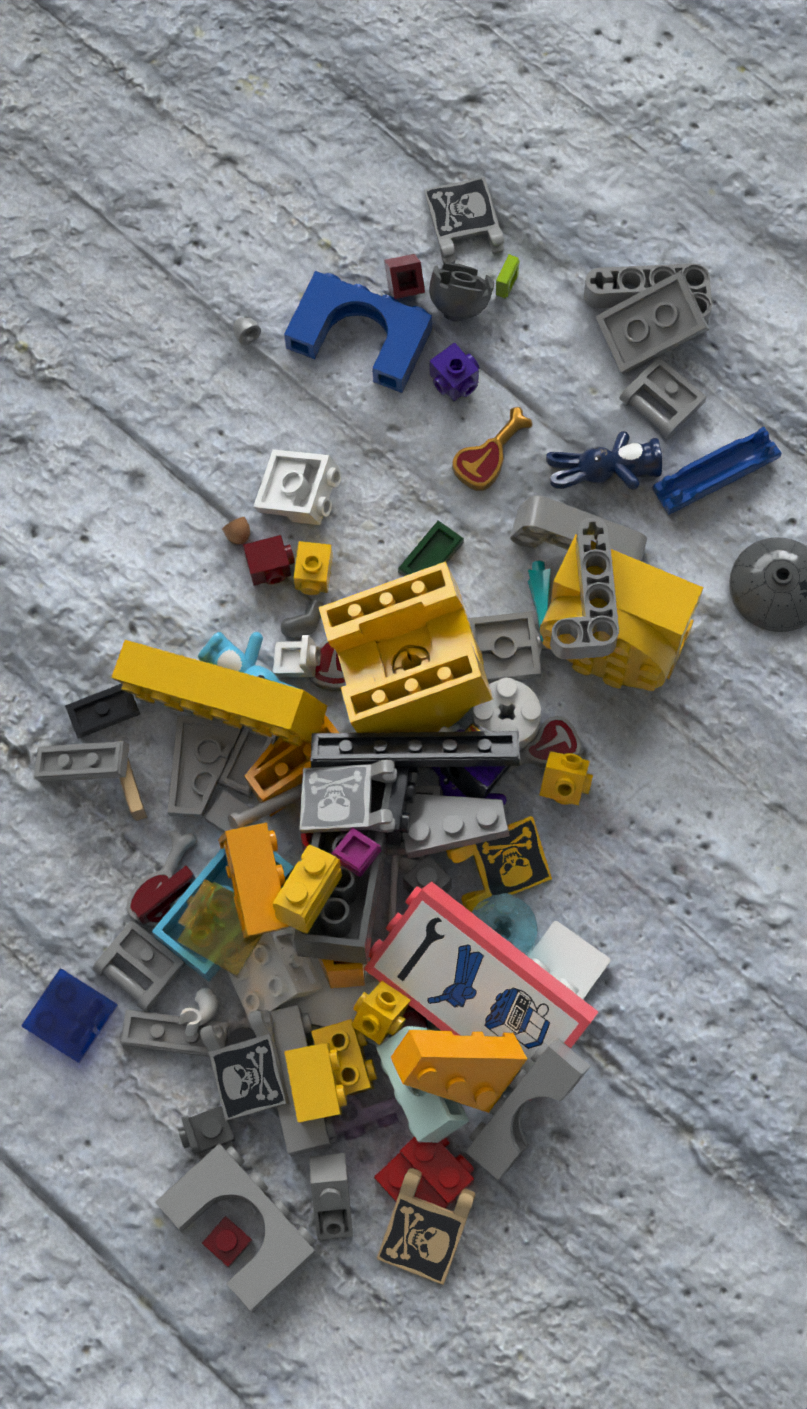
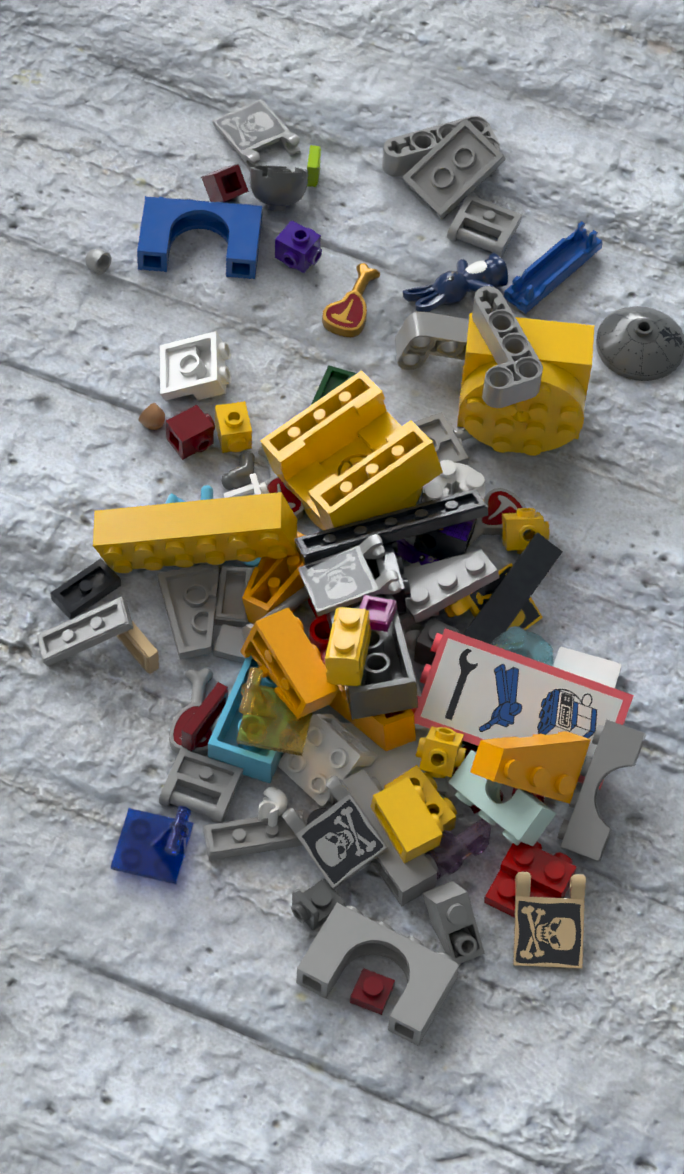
camera: 25 degrees left, 15 degrees down
(519, 853) = (514, 590): none -> black tile
(539, 586) = (439, 394): teal piece -> none

